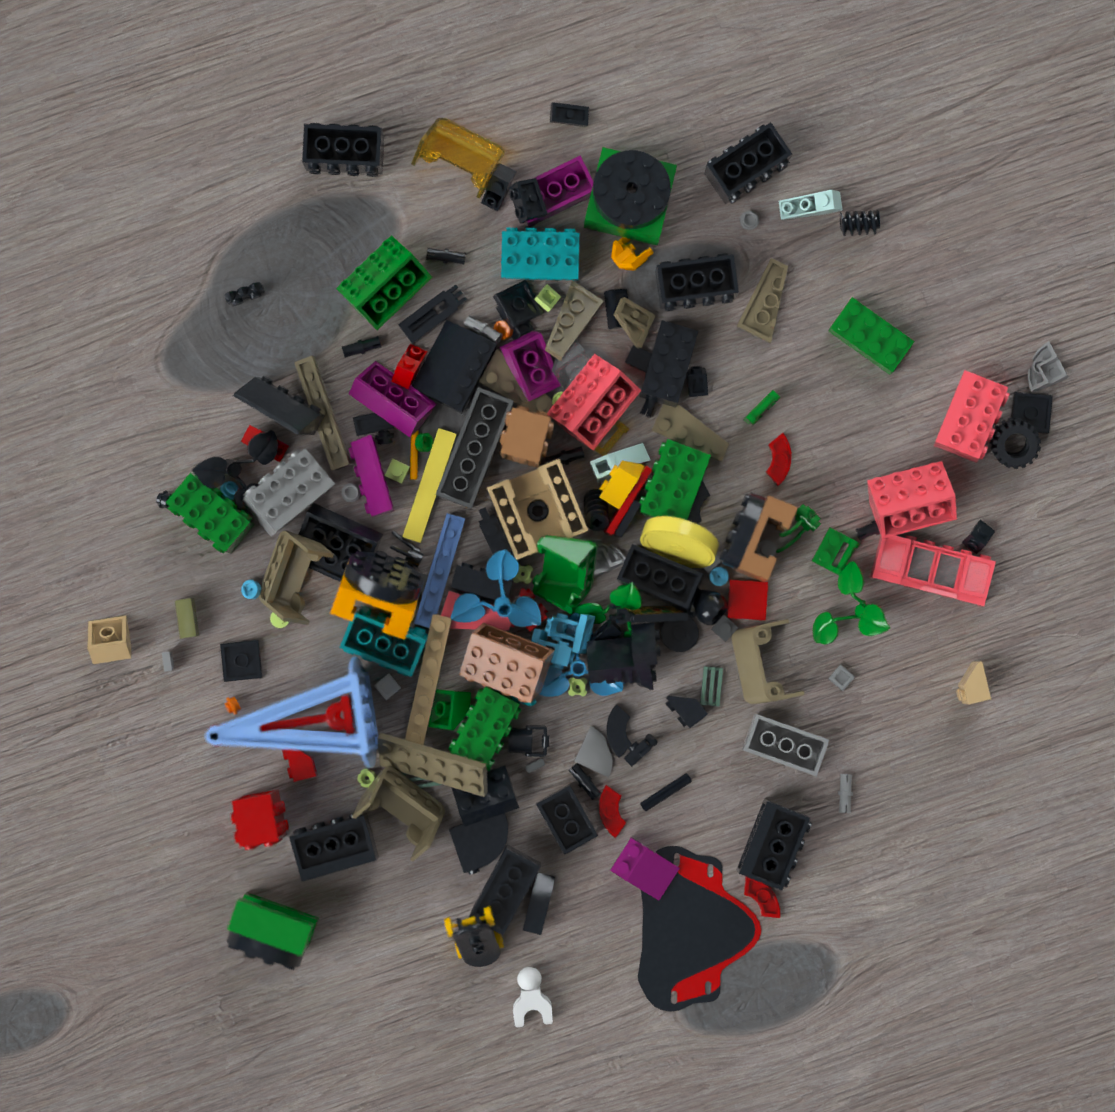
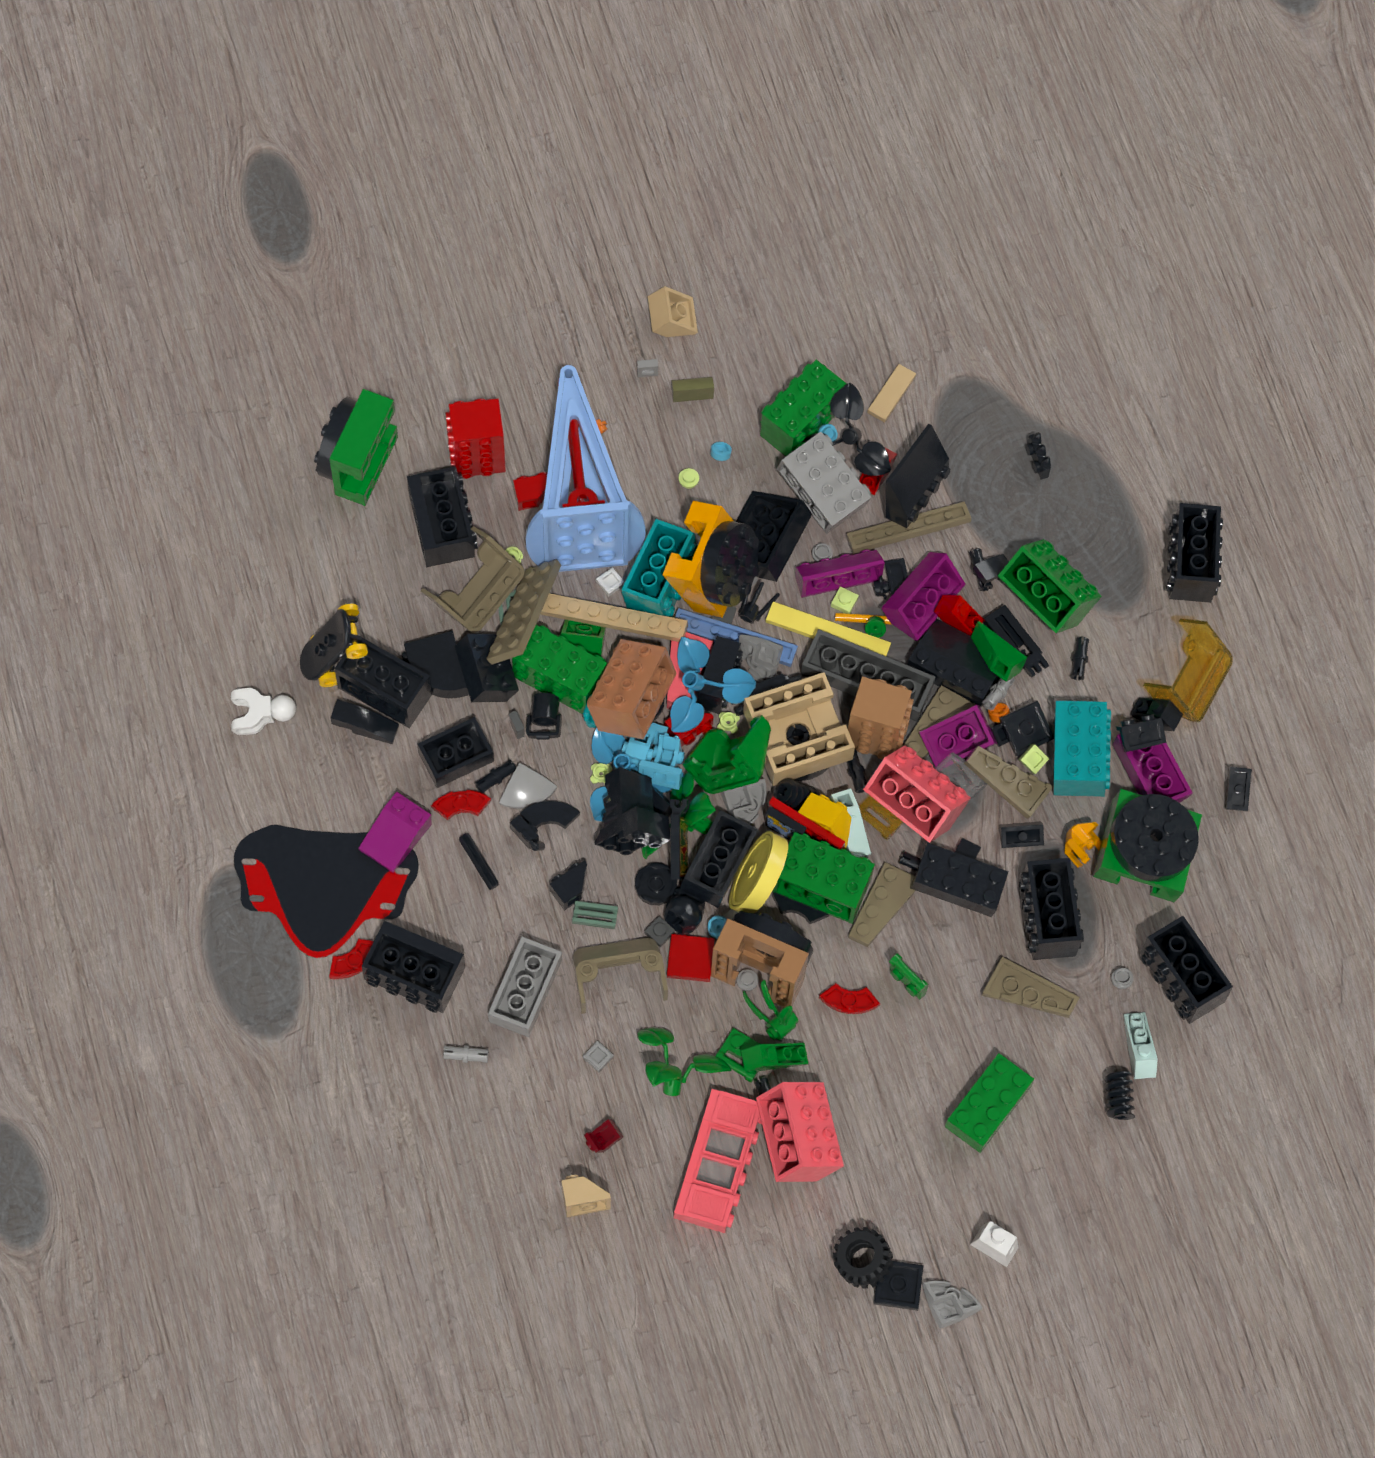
camera: 90 degrees right, 20 degrees down
(182, 431) = (891, 393): none -> tan tile
(241, 660) = (644, 440): black tile -> none
(286, 575) = (732, 484): dark tan windscreen -> none
(362, 334) = (990, 568): none -> black slope
(451, 329) = (997, 653): none -> green slope
(460, 546) = (761, 656): none -> light grey brick
(634, 320) = (1008, 847): dark tan wing -> none
(697, 381) = (938, 912): black bracket -> none
(840, 523) = (774, 1056): none -> green slope
(916, 670) = (603, 1137): none -> dark red bracket
(972, 417) = (894, 1206): coral brick -> none
(978, 537) = (755, 1215): black bracket -> none
(994, 331) = (996, 1243): none -> white torso

